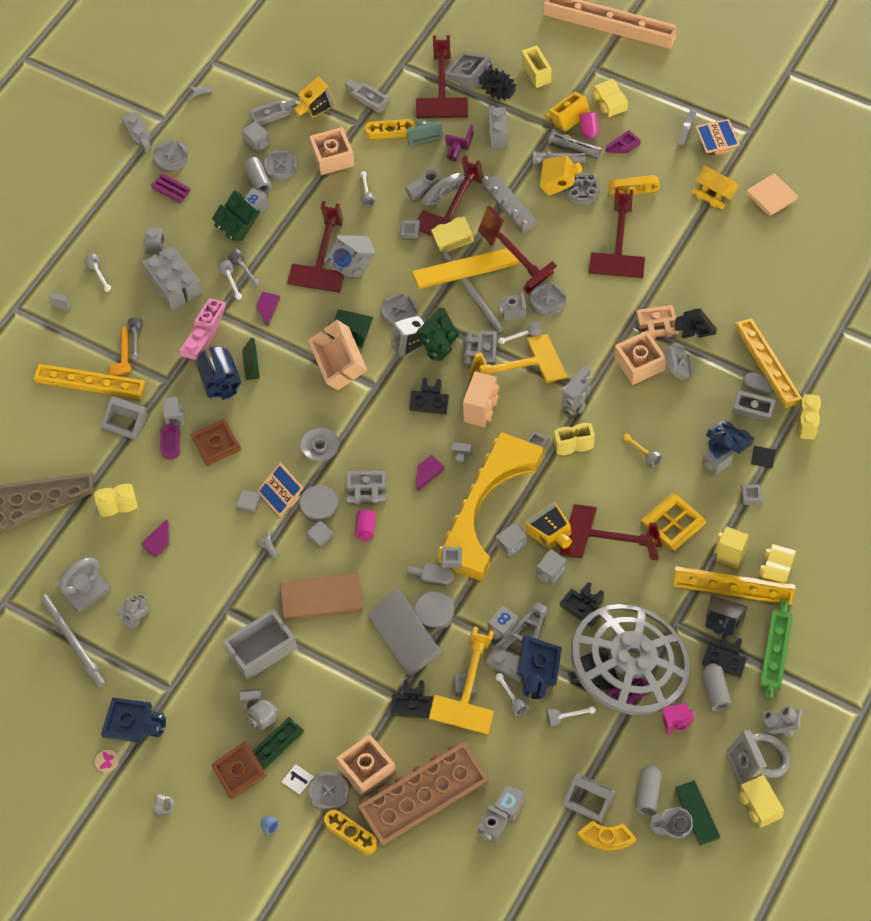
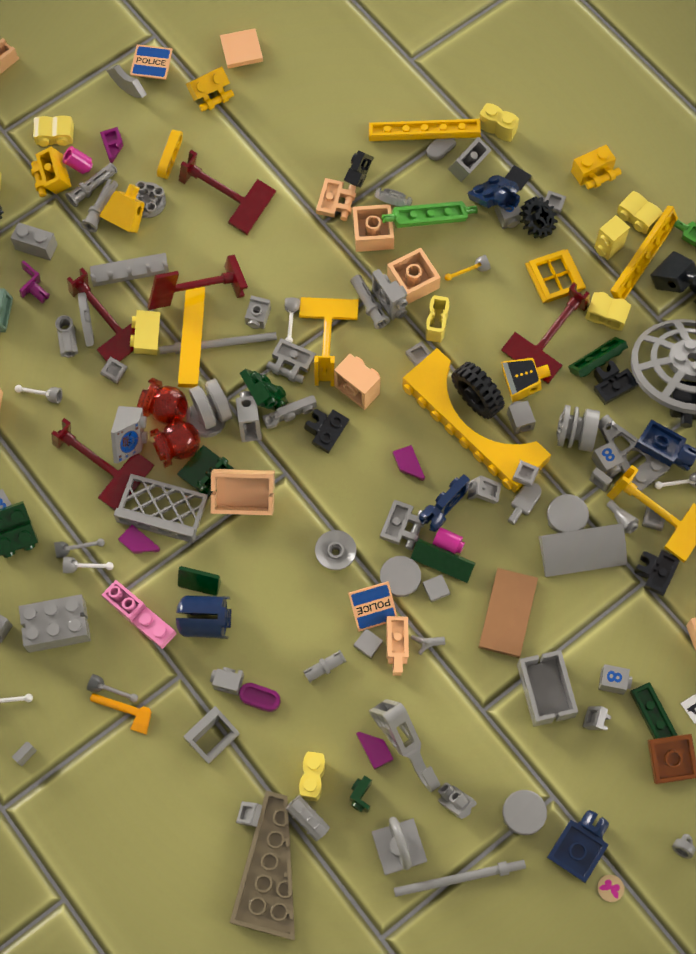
camera: 70 degrees left, 10 degrees up
(69, 468) = (249, 814): none -> light grey tile
(79, 509) = (307, 818): none -> light grey axle
(89, 381) = (142, 757): yellow tile -> none
(115, 539) = (359, 789): none -> dark green bracket
(145, 668) = (524, 812): none -> light grey tile
(179, 531) = (388, 717): none -> light grey piece
(214, 475) = (324, 666): none -> light grey pin
(215, 442) = (281, 651): dark orange tile -> none
(256, 520) = (397, 642): none -> light nougat hinge
(262, 714) = (622, 714): light grey head -> none
(286, 308) = (152, 522): none -> light grey fence
(292, 698) = (614, 679): none -> light grey brick
(346, 528) = (443, 560): none -> dark green tile
(362, 292) = (176, 441): none -> clear red tile
(392, 269) = (163, 403): none -> clear red tile
(397, 507) = (444, 503): none -> dark blue plate
(403, 299) = (213, 403): none -> light grey wheel
(427, 537) = (484, 489): none -> light grey bracket
(429, 363) = (290, 411): none -> light grey hinge
(449, 659) = (629, 522): none -> light grey cone
(461, 450) = (402, 423): light grey tile -> none
(481, 622) = (600, 479): none -> light grey tile
(512, 489) = (478, 390): none -> black wheel
(518, 585) = (578, 428): none -> light grey wheel
(547, 299) = (261, 280): light grey tile -> none
(551, 567) = (564, 394): light grey brick -> none
(559, 387) = (373, 308): none -> light grey pin
(603, 582) = (598, 357): none -> dark green plate
(607, 405) = (414, 274): none -> light nougat brick
(656, 574) = (608, 311): none -> light yellow brick
(676, 394) = (429, 214): none -> bright green plate
(728, 488) = (538, 217): none -> black gear
(805, 512) = (595, 167): none -> yellow brick

